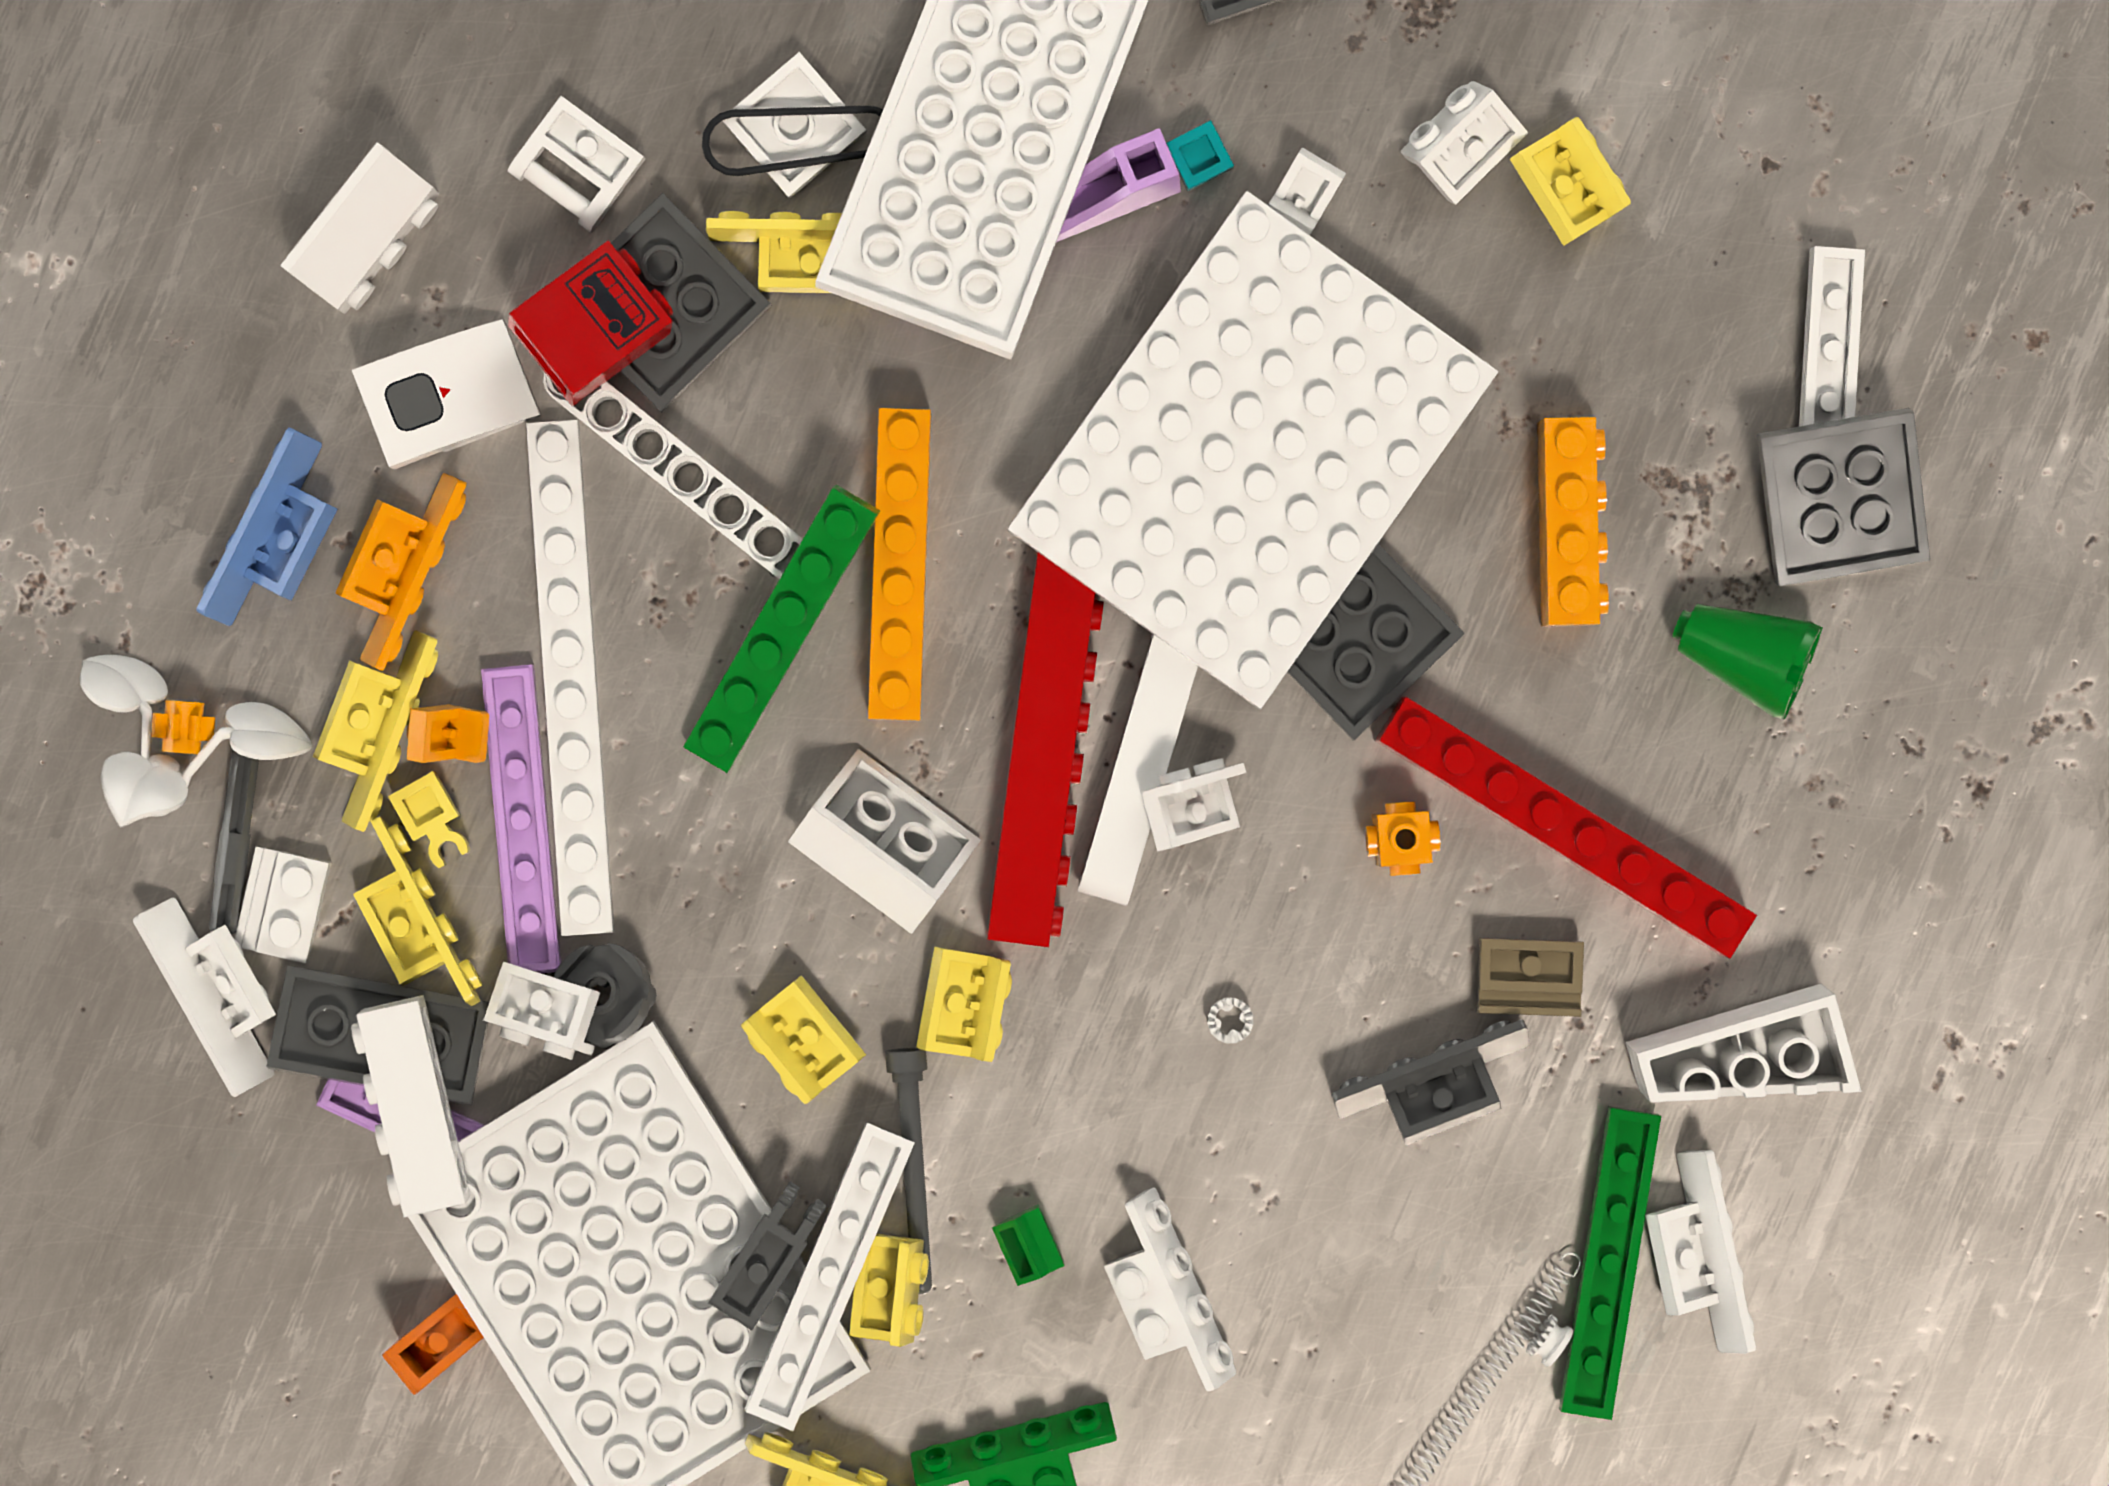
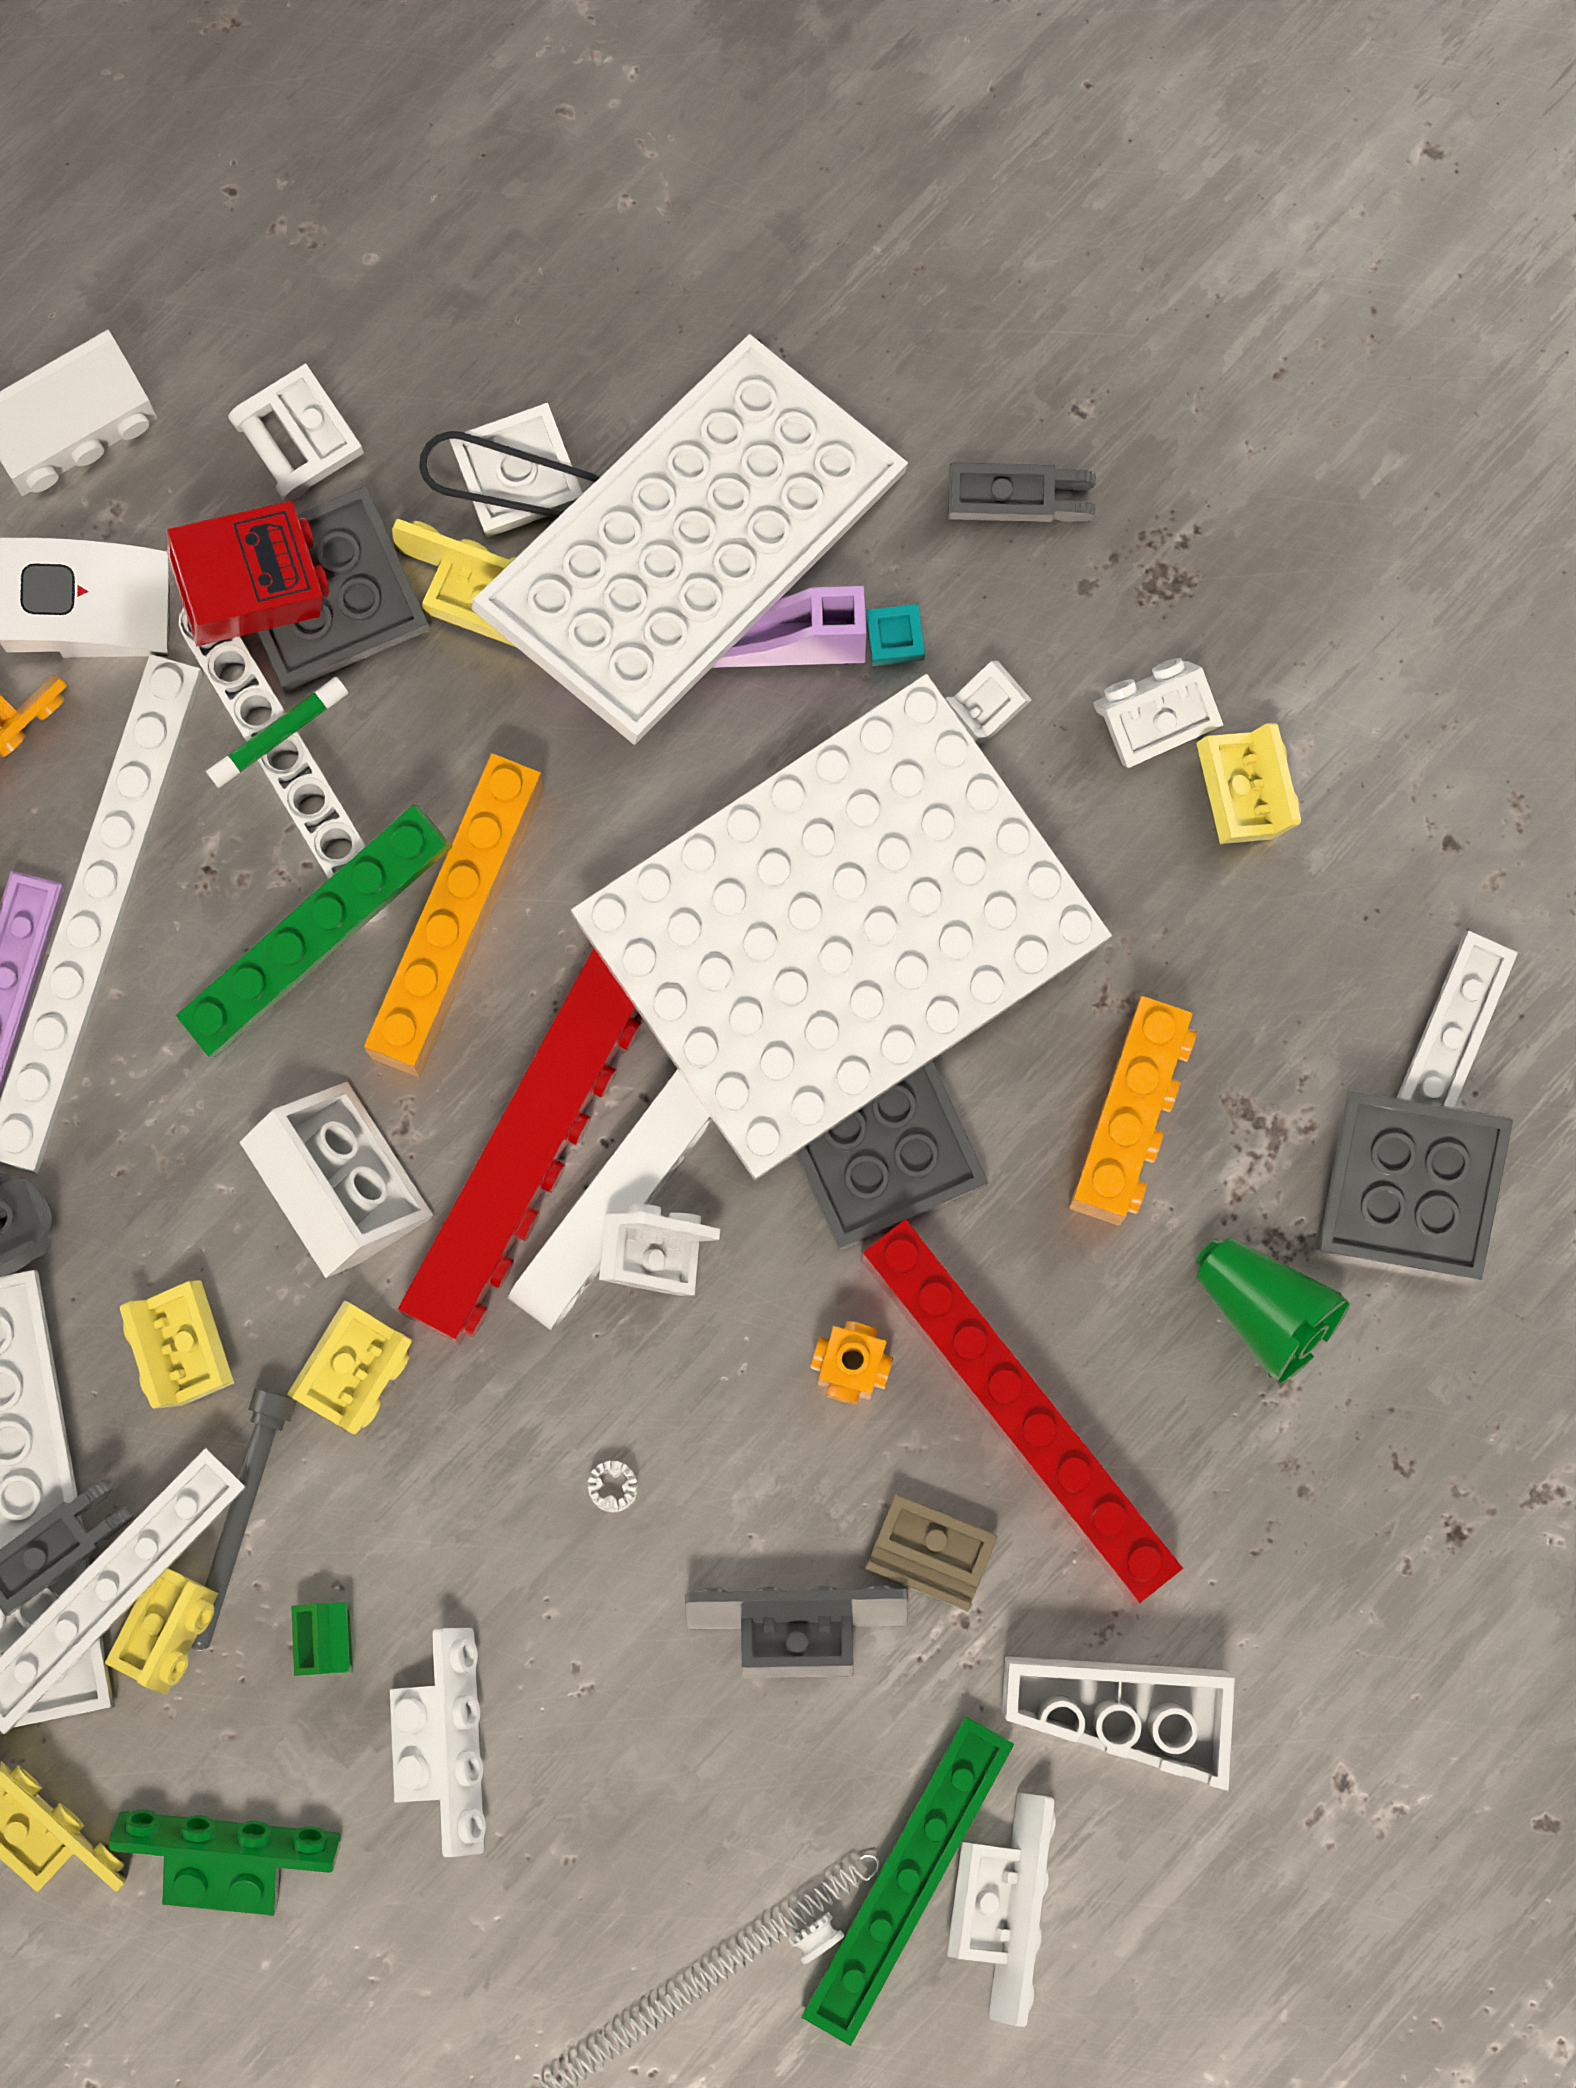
camera: 20 degrees right, 10 degrees down
(677, 459) = (277, 732): none -> green bar

